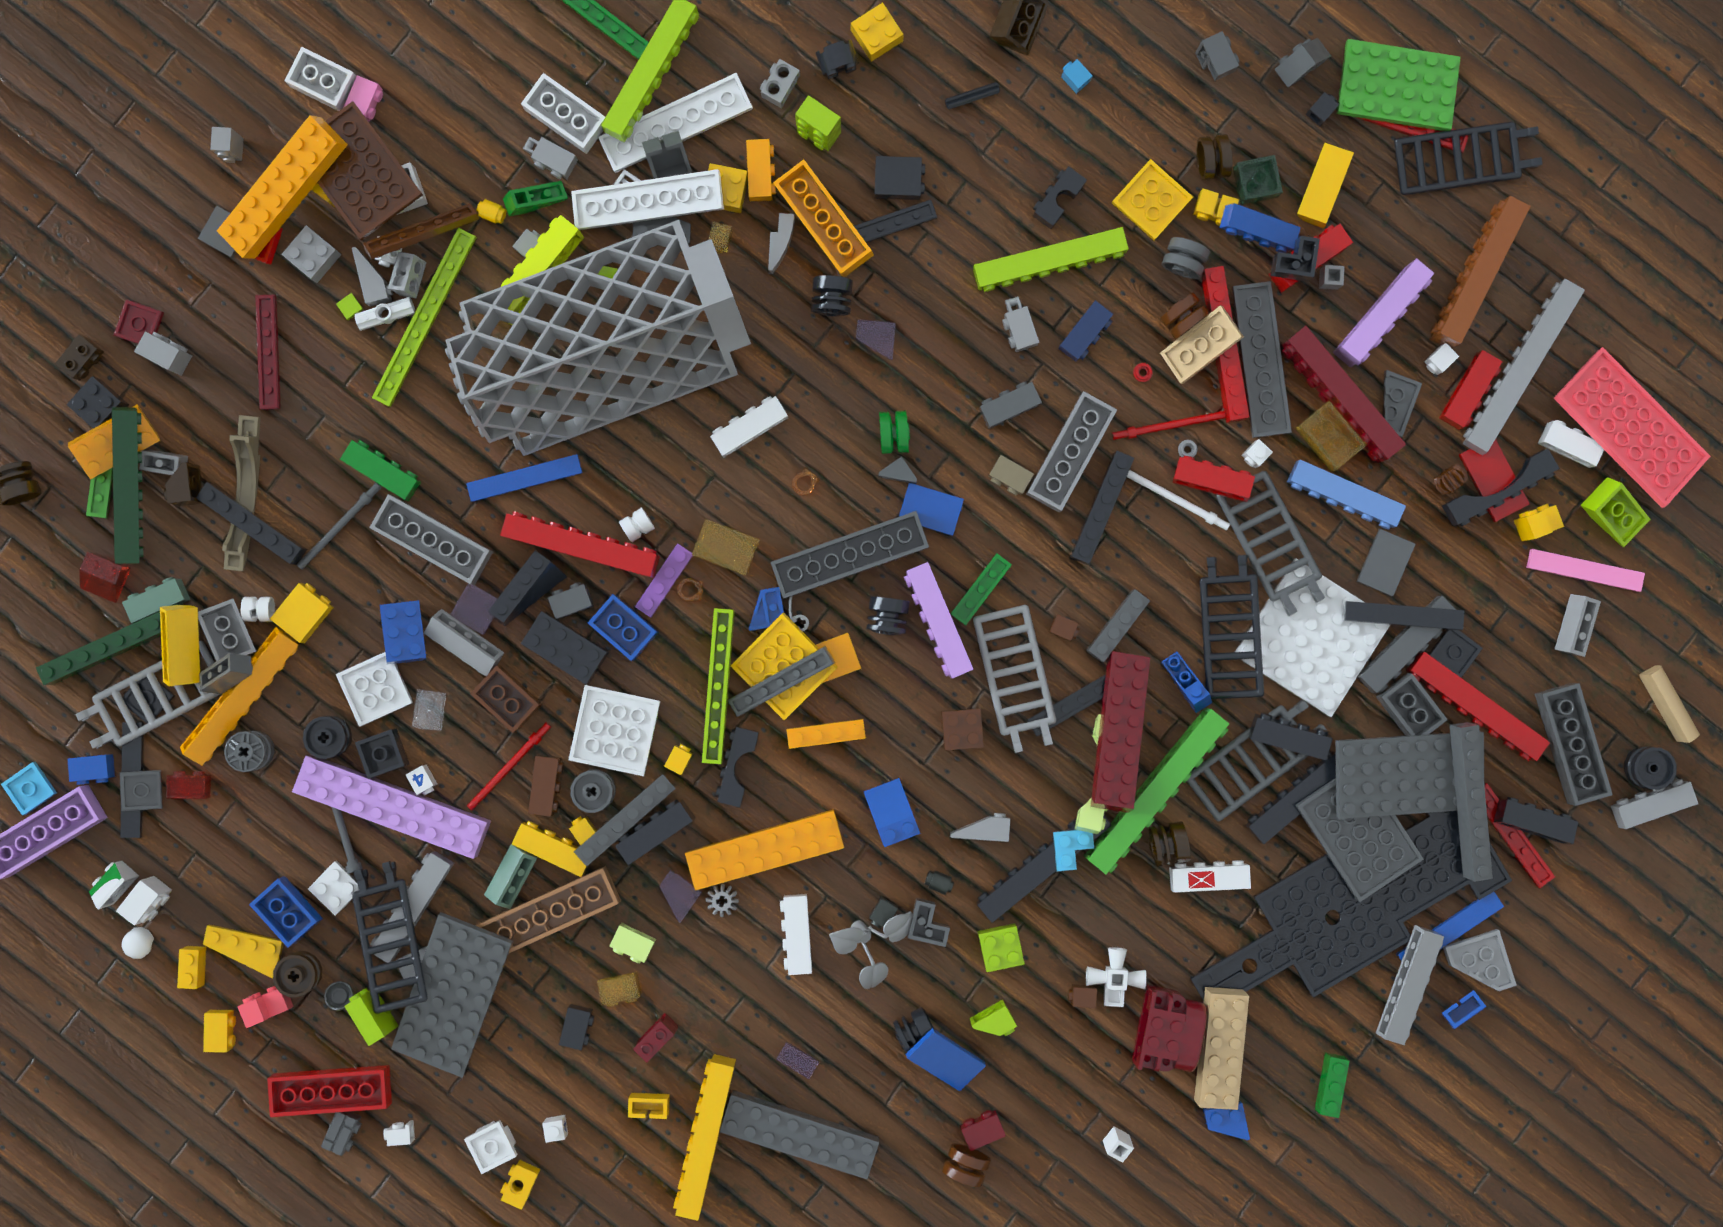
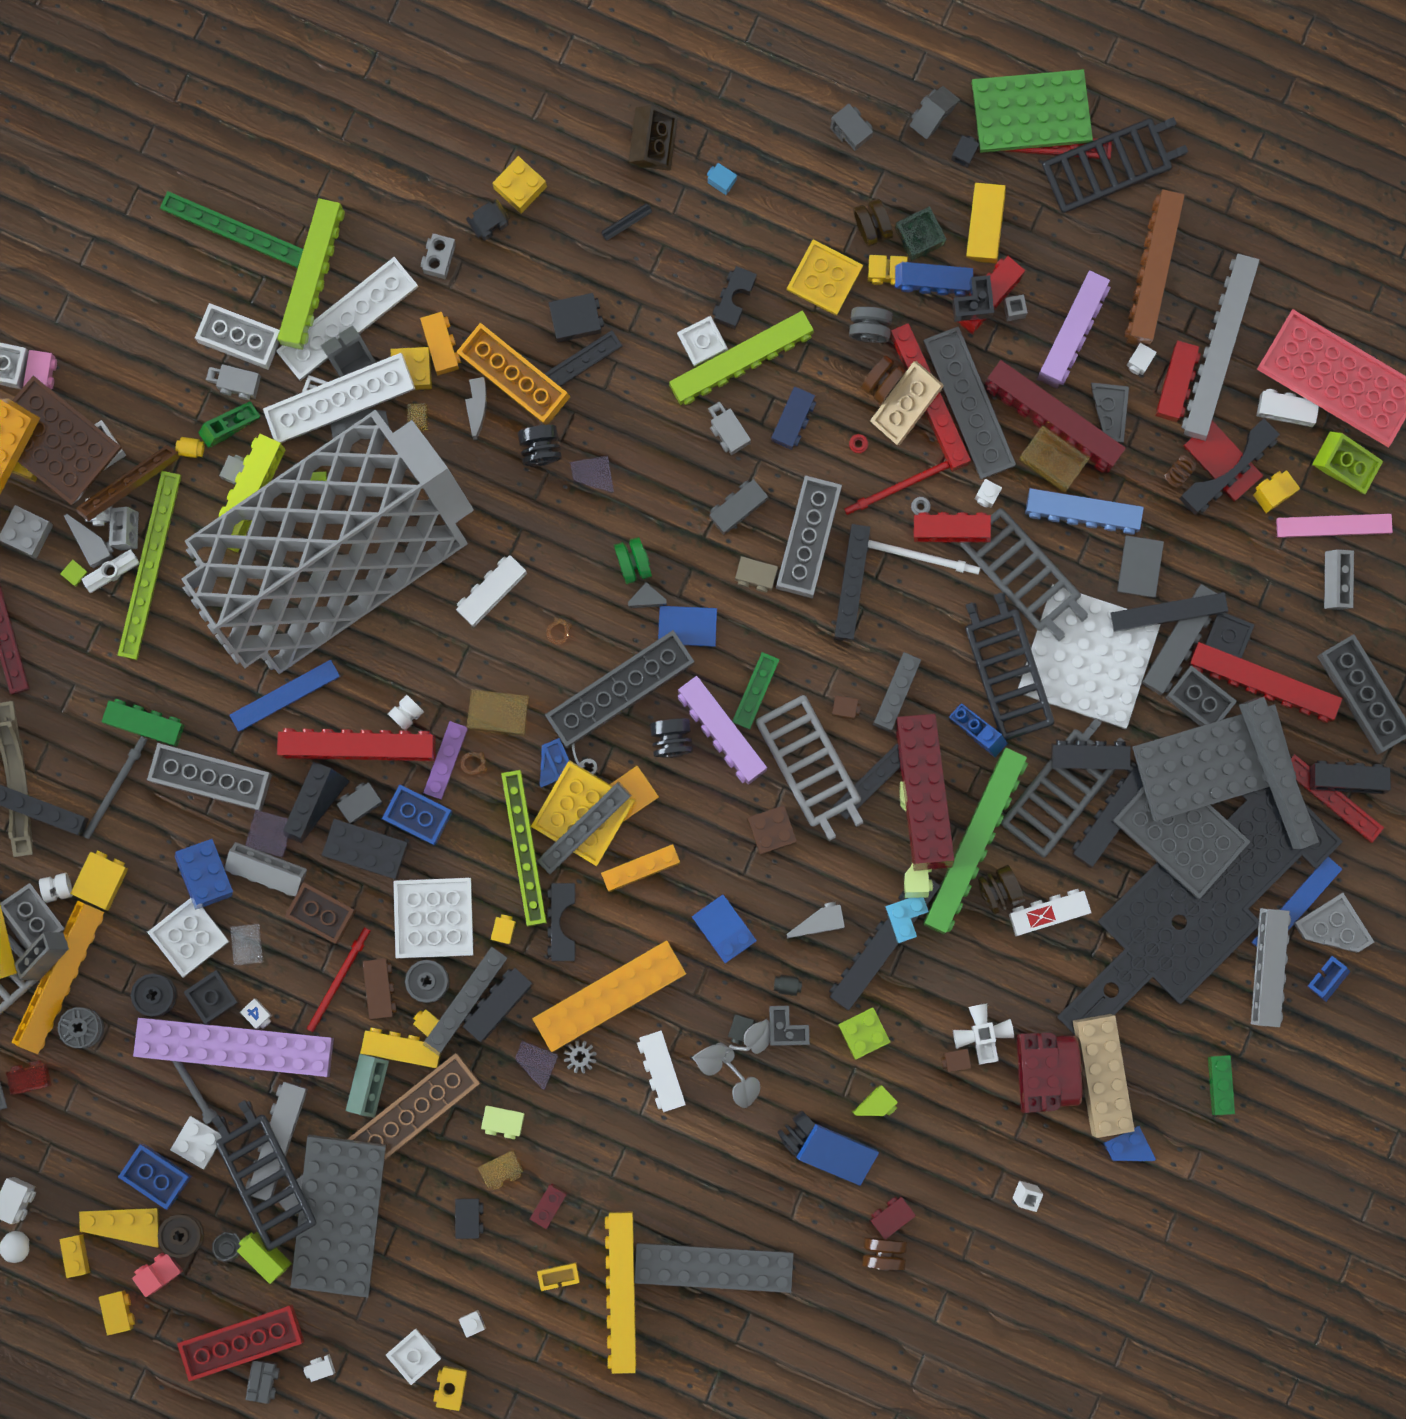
camera: 15 degrees left, 5 degrees down
(797, 1060) = (693, 1195): clear purple plate -> none
(818, 123) = (485, 286): lime brick -> none
(1016, 232) = (702, 341): none -> white plate

